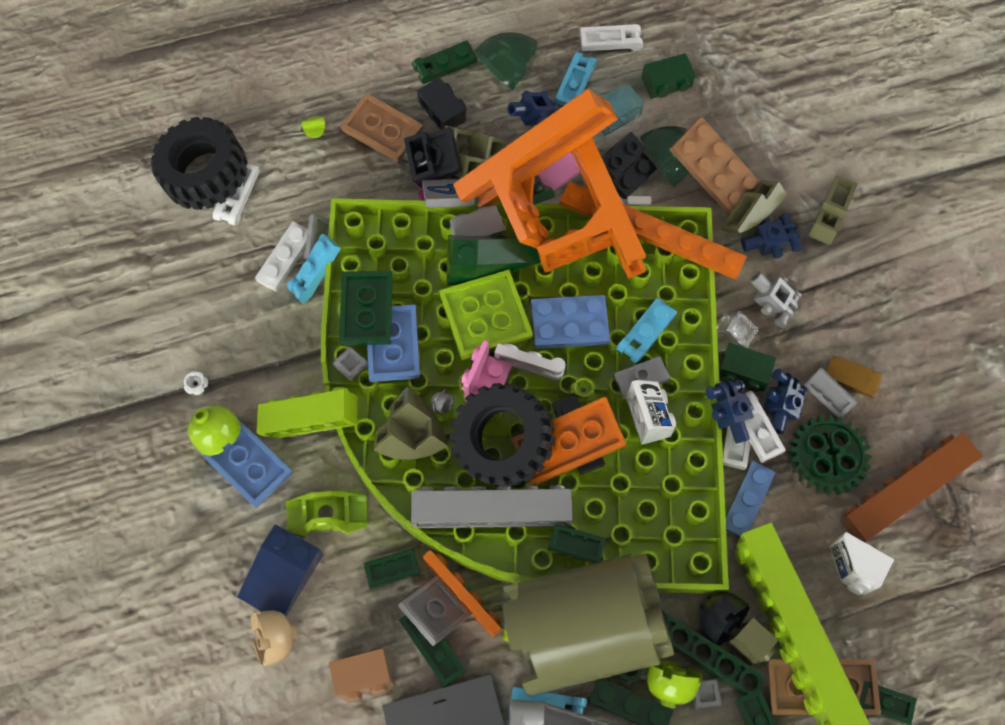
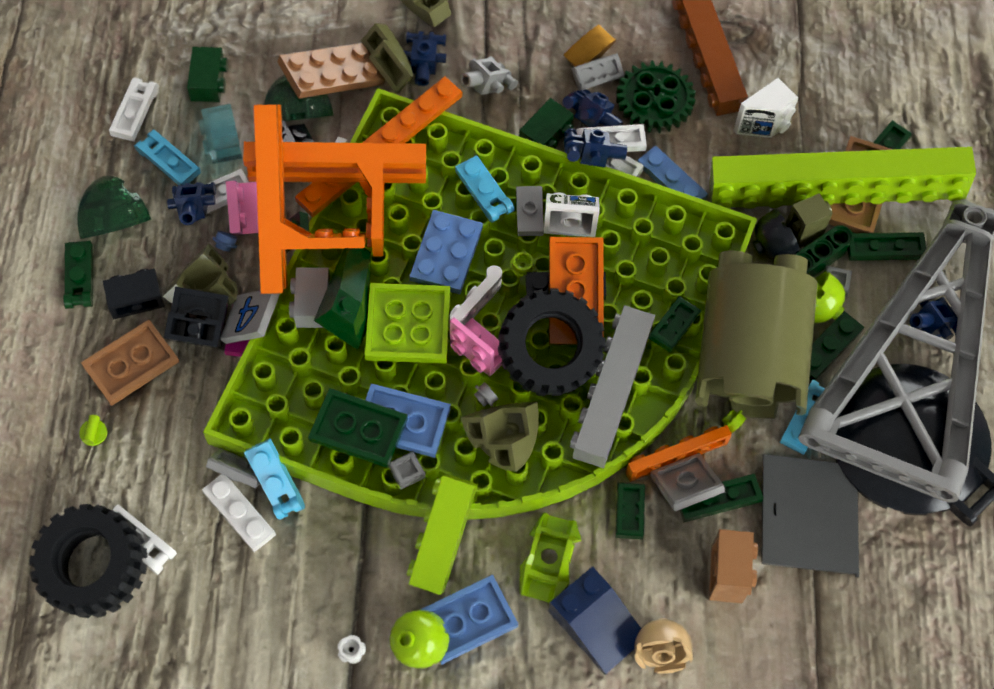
camera: 70 degrees left, 5 degrees down
(737, 327) = (505, 118): clear bracket -> none

